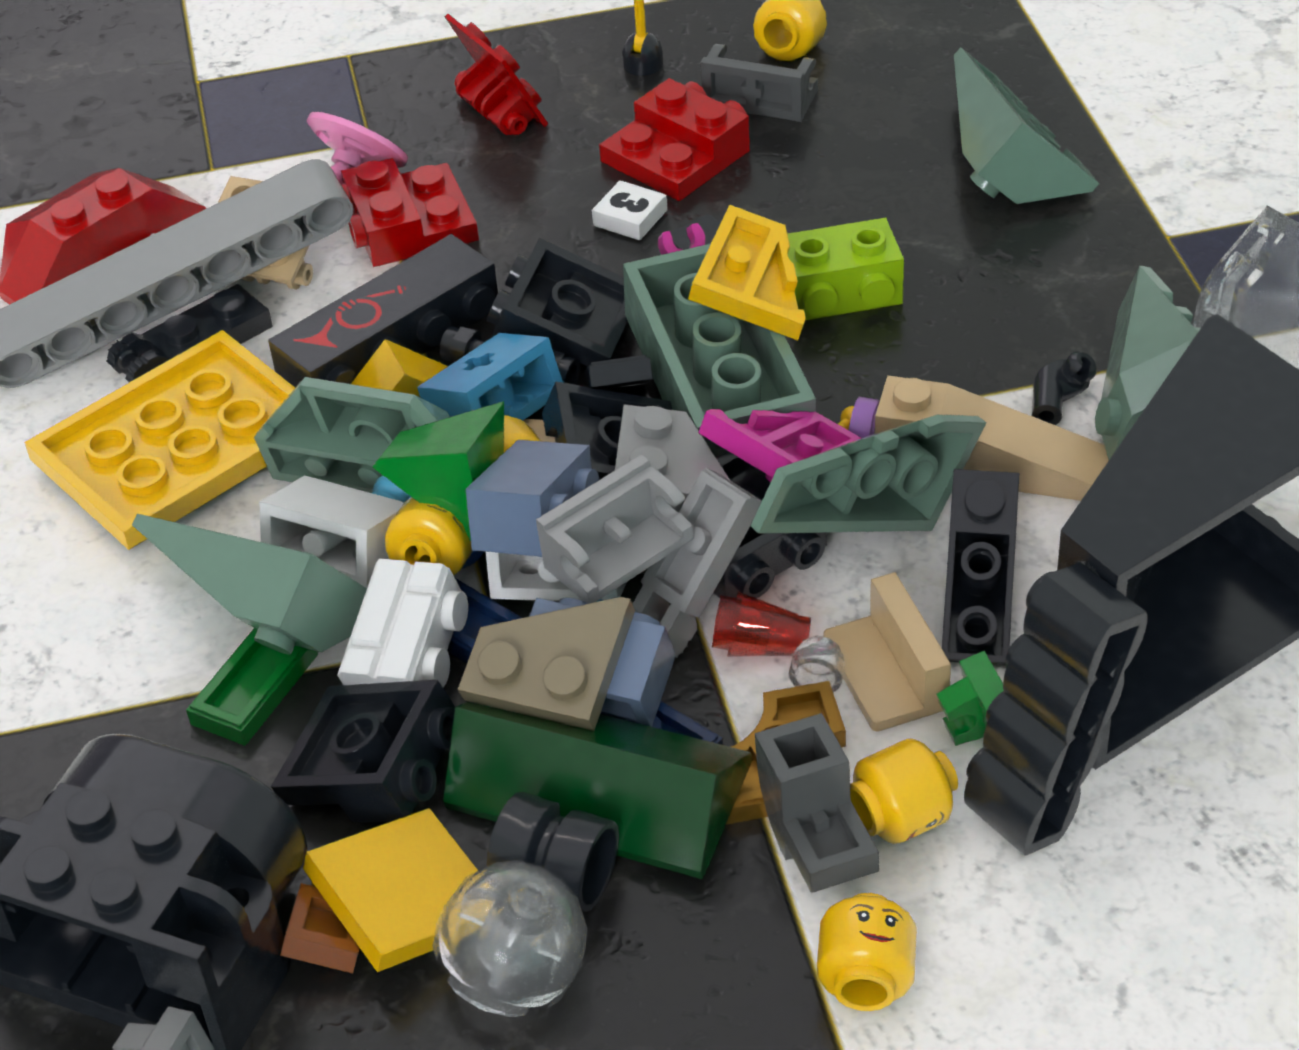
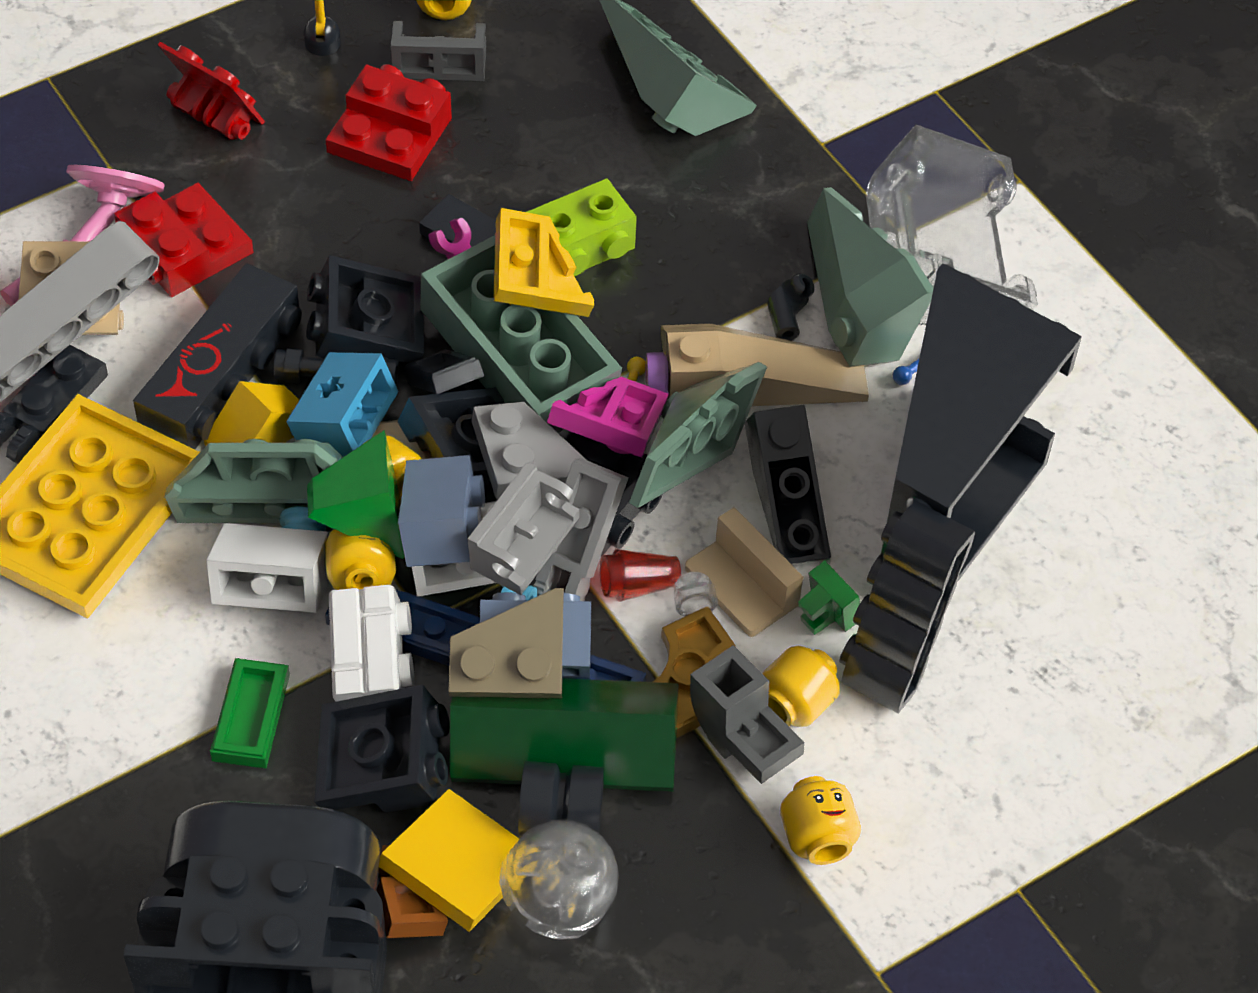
camera: 25 degrees left, 10 degrees up
(270, 587) = (243, 635): sand green wedge -> none
(629, 210) = (376, 200): white tile -> none

